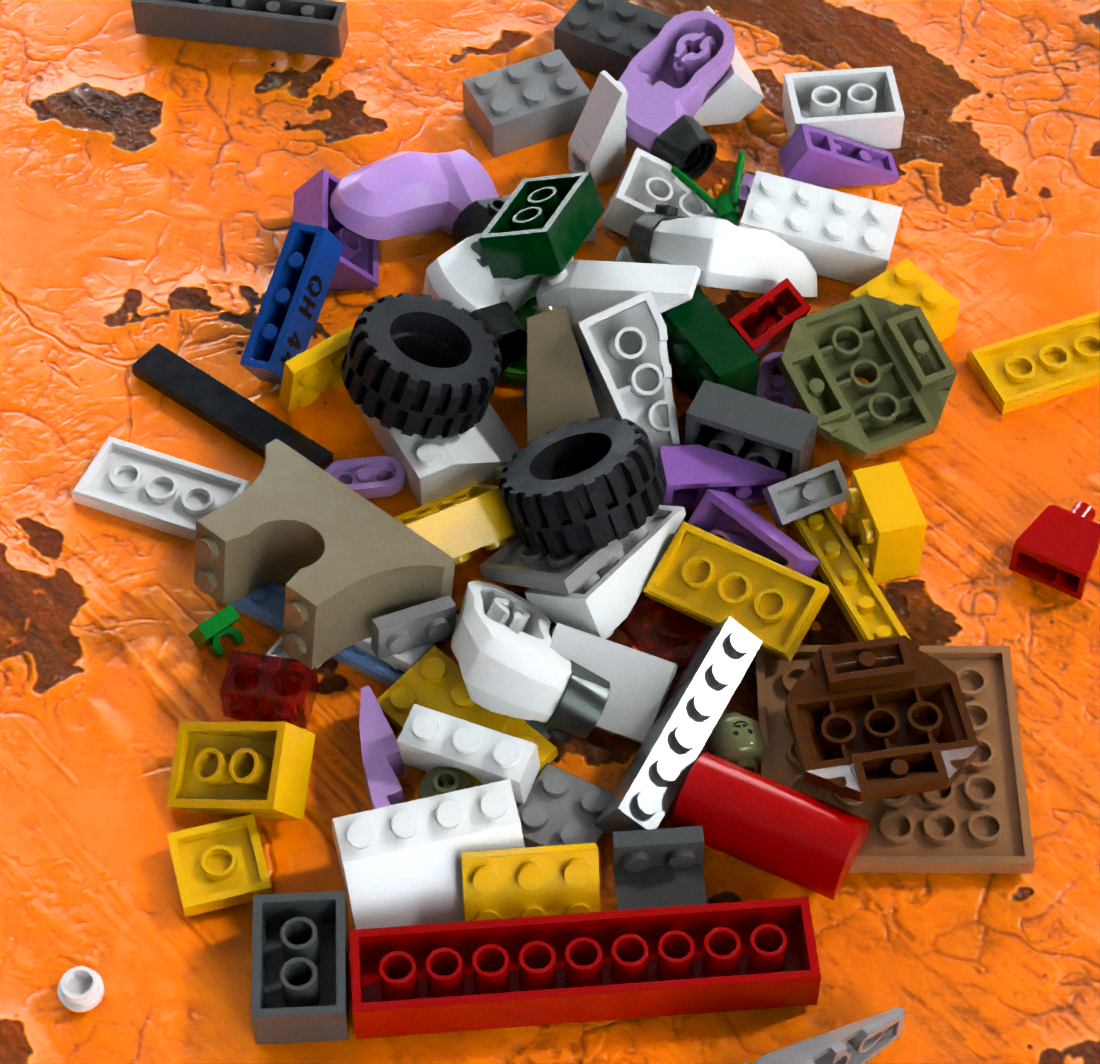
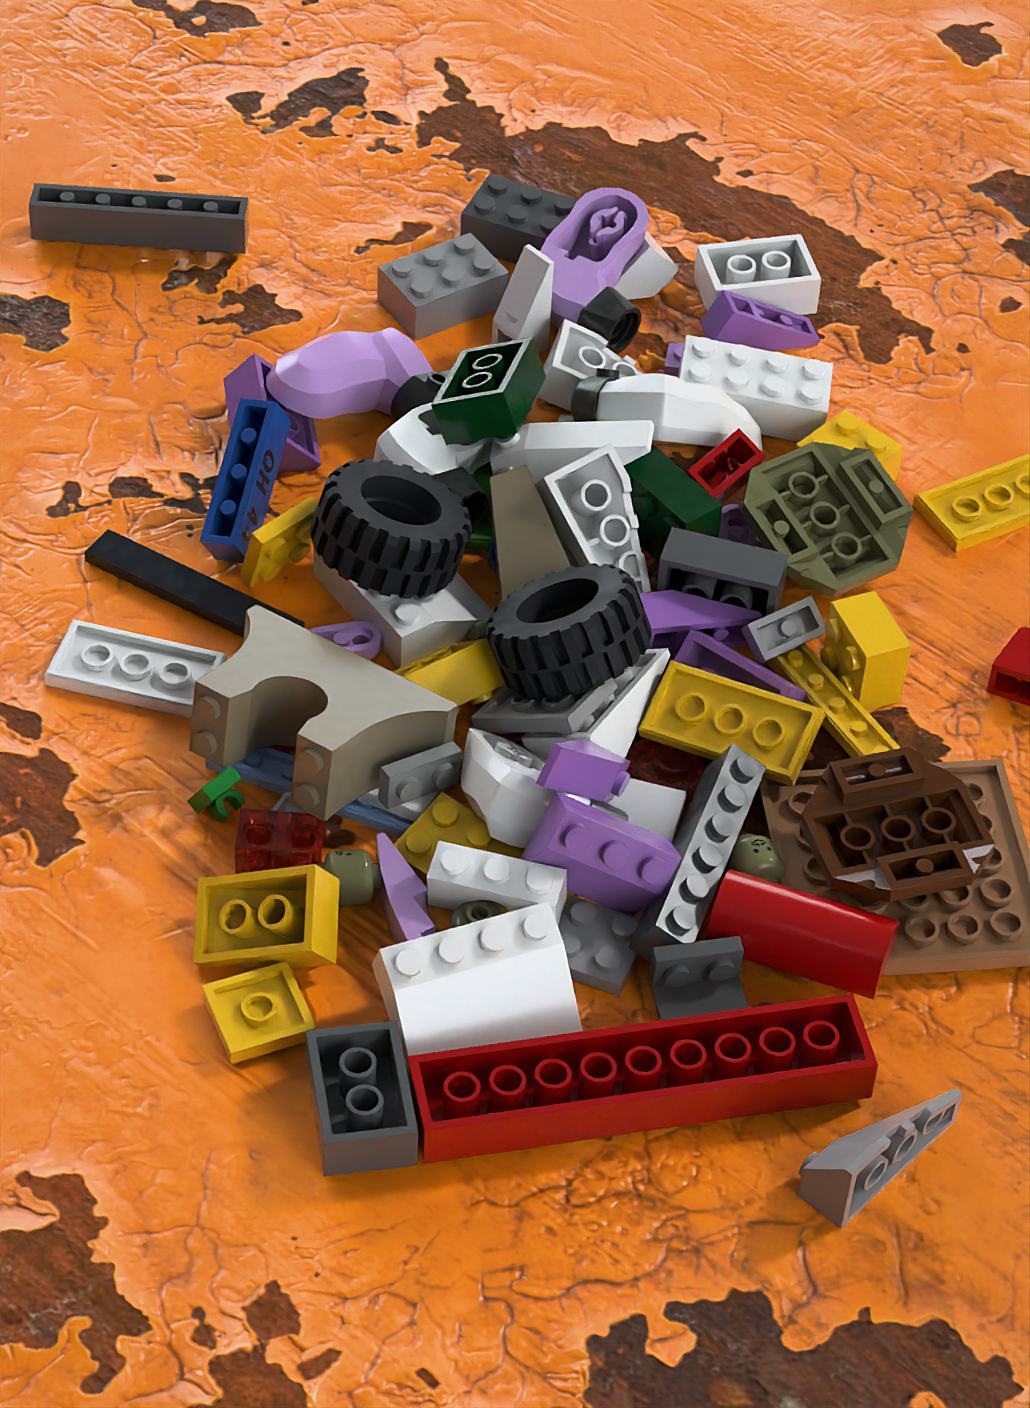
camera: 10 degrees left, 5 degrees down
(80, 989) = (138, 1137): white plate -> none
(333, 728) = (356, 875): none -> olive head
(530, 881) = (577, 998): yellow plate -> none
(569, 639) = (585, 771): none -> medium lavender slope
(577, 728) = (603, 855): none -> medium lavender slope
(725, 204) = (661, 364): green plant -> none

